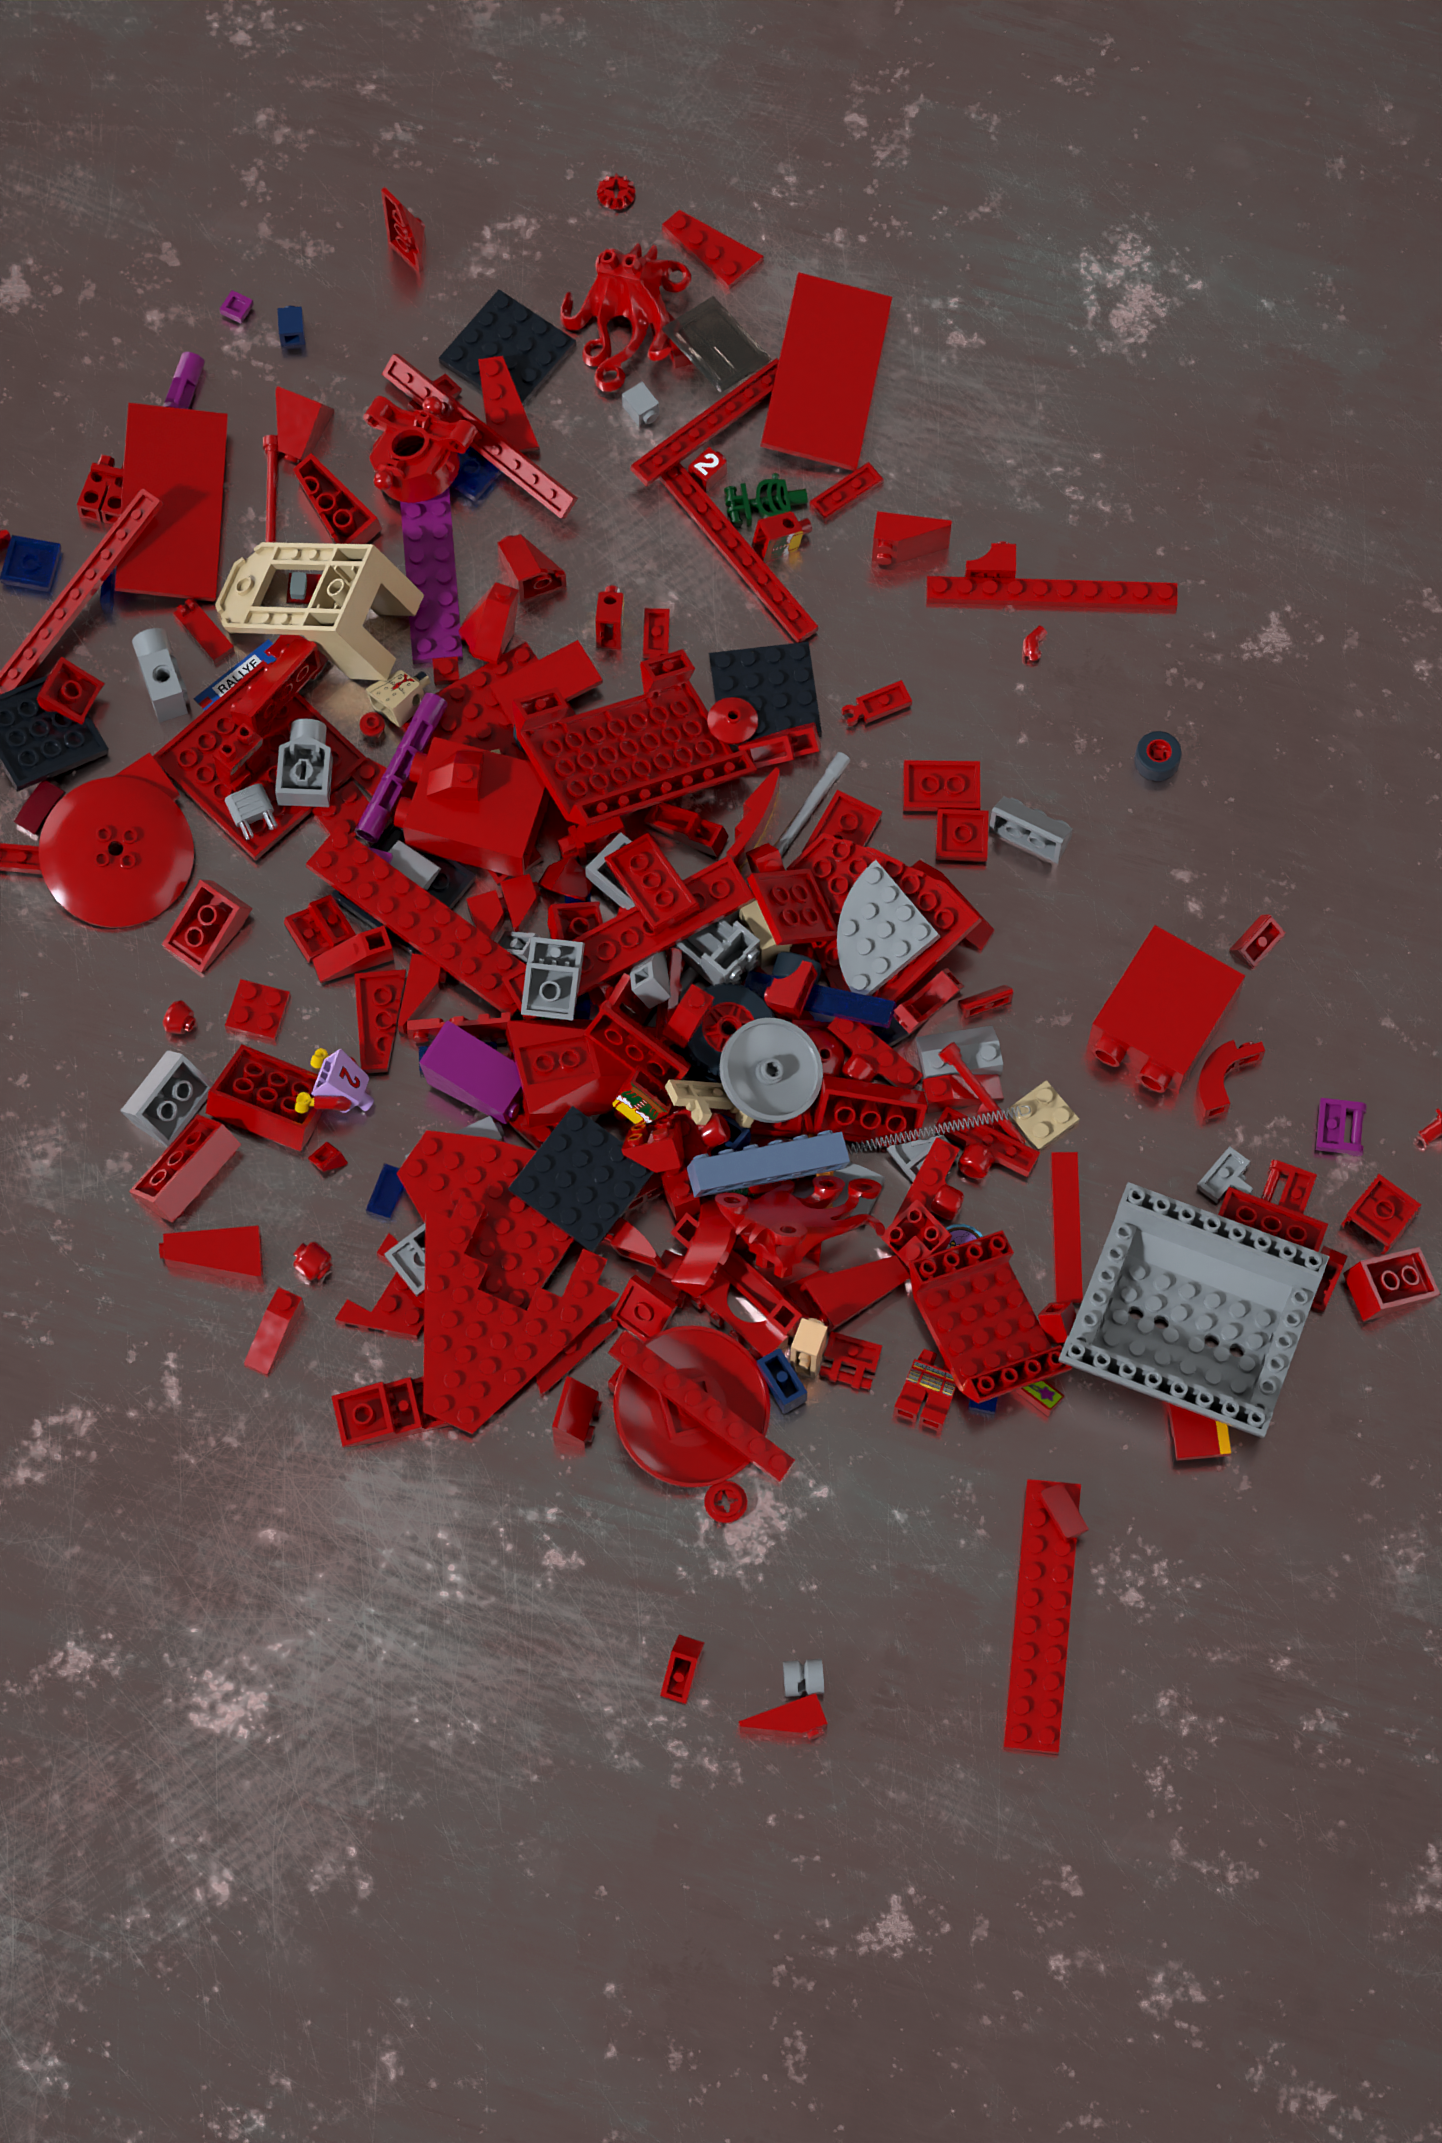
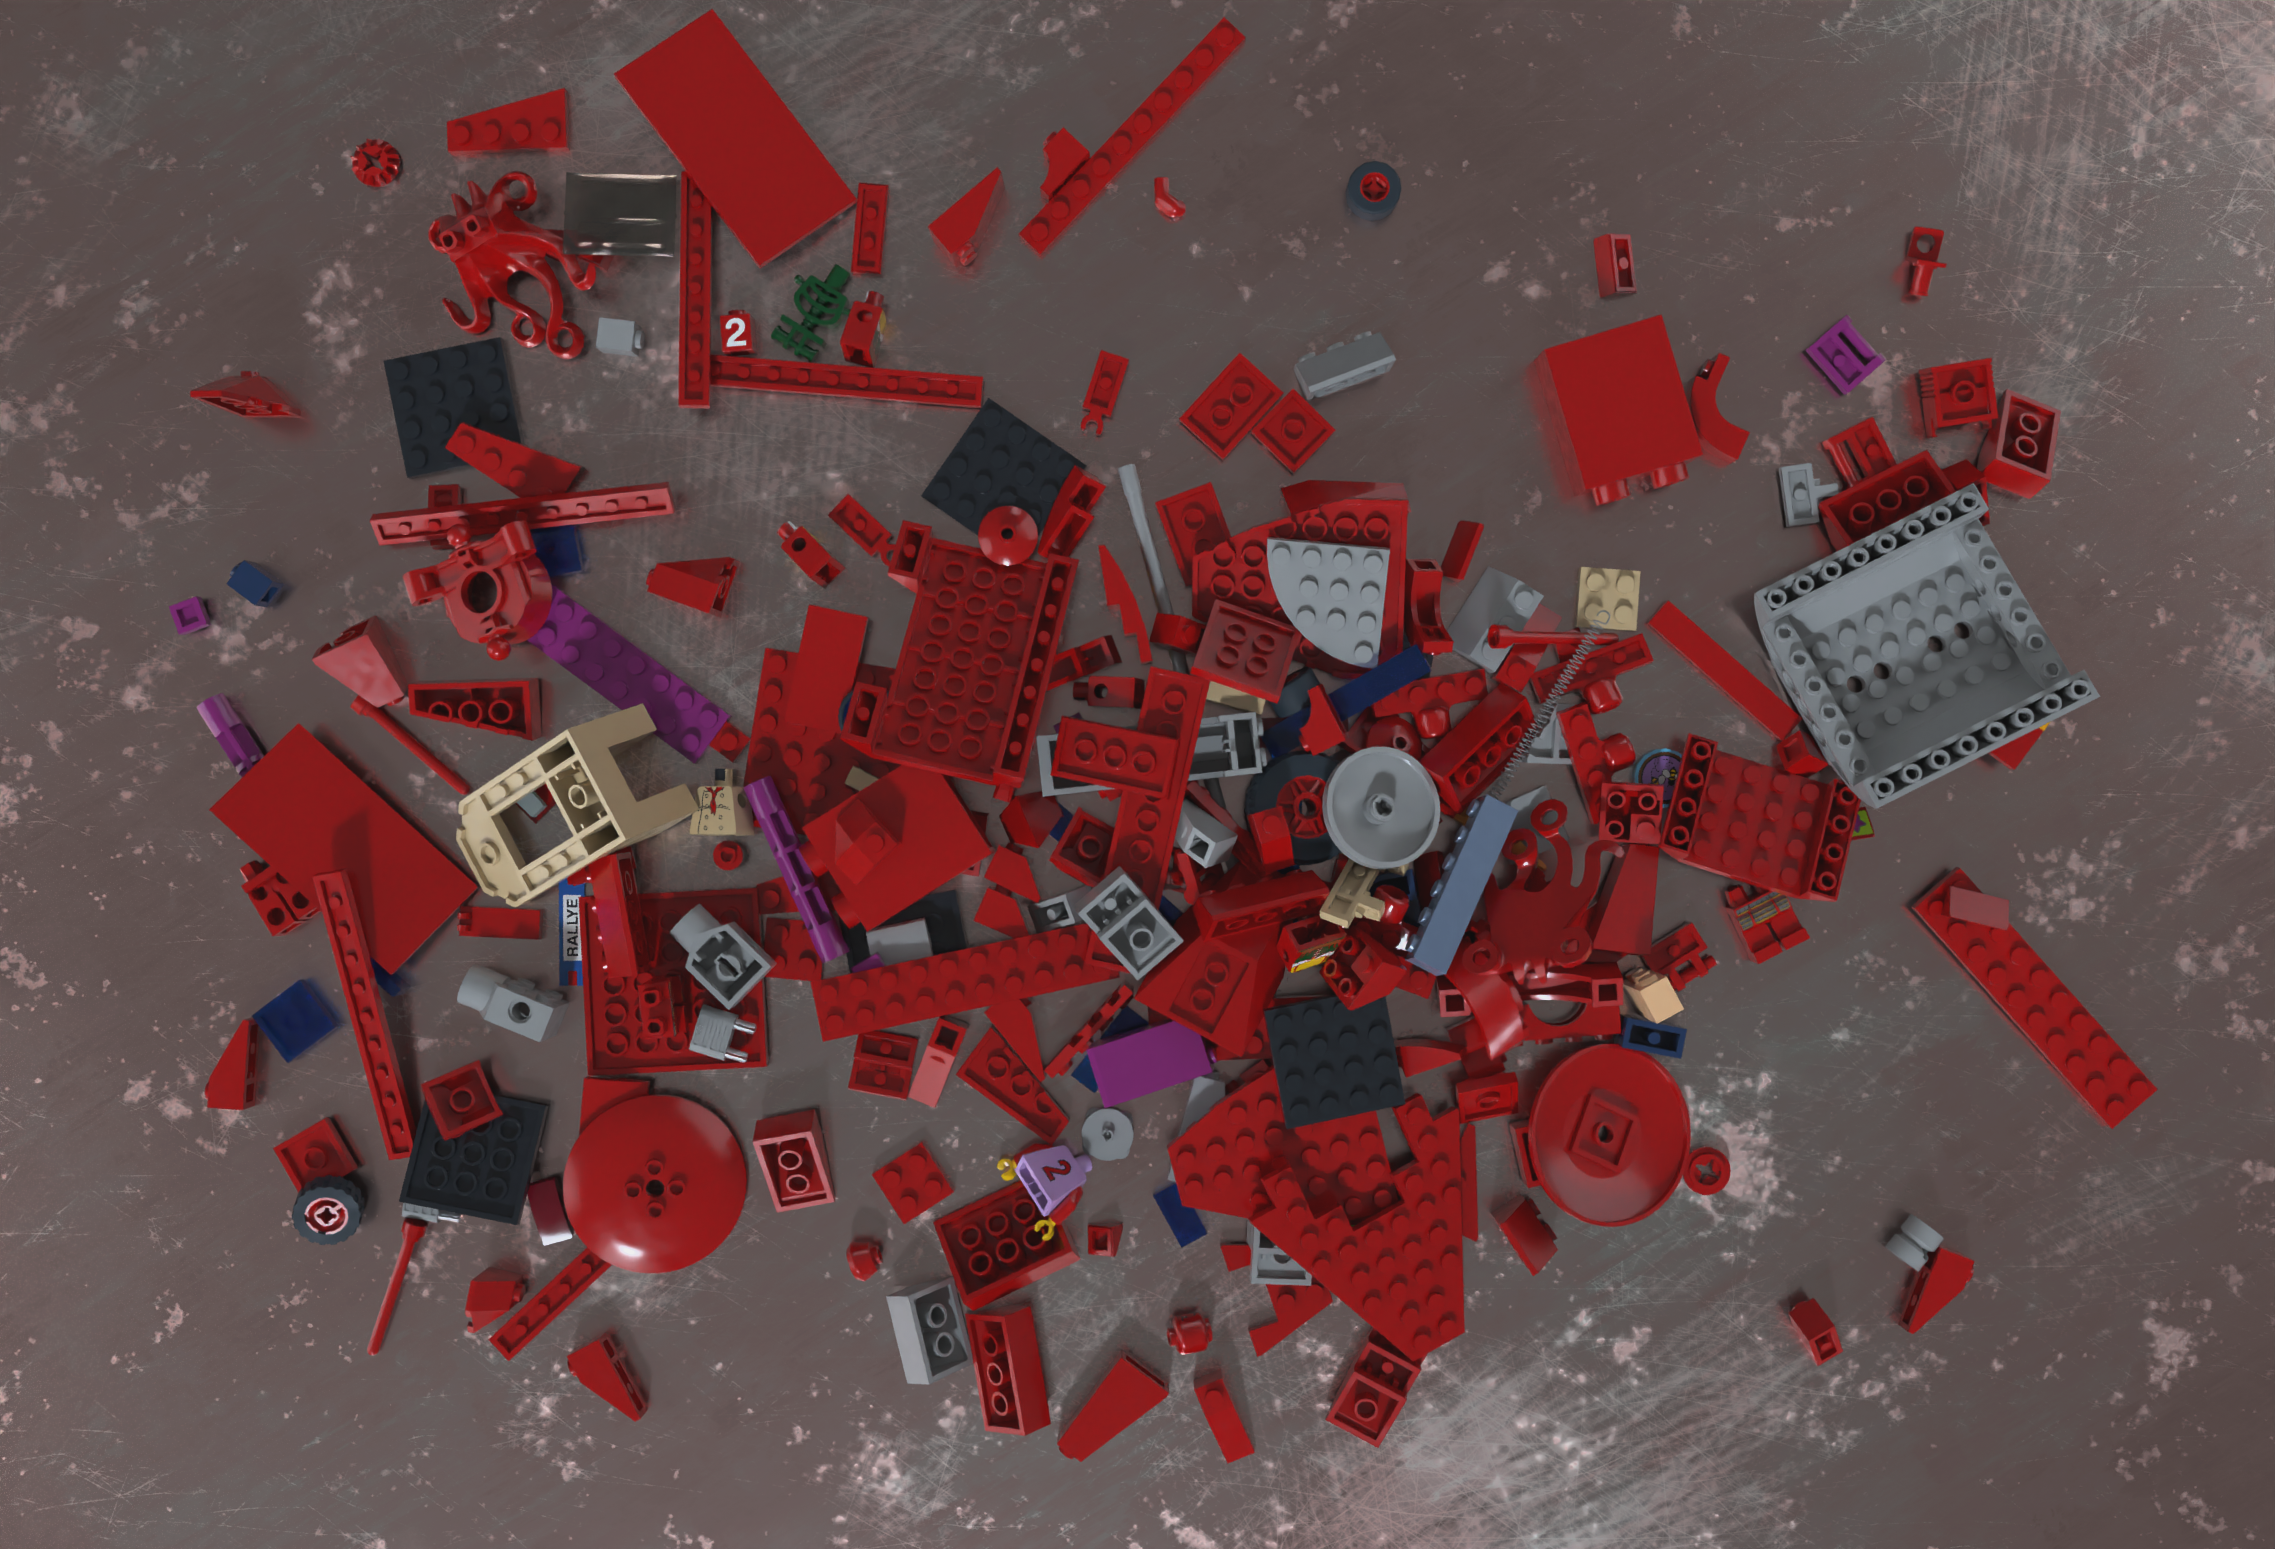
camera: 50 degrees left, 20 degrees up
(399, 1102) = (1107, 1133): none -> light grey piece
(491, 623) = (724, 669): red slope -> none
(688, 855) = (1122, 692): none -> red torso
(701, 1406) = (1619, 1130): red plate -> none

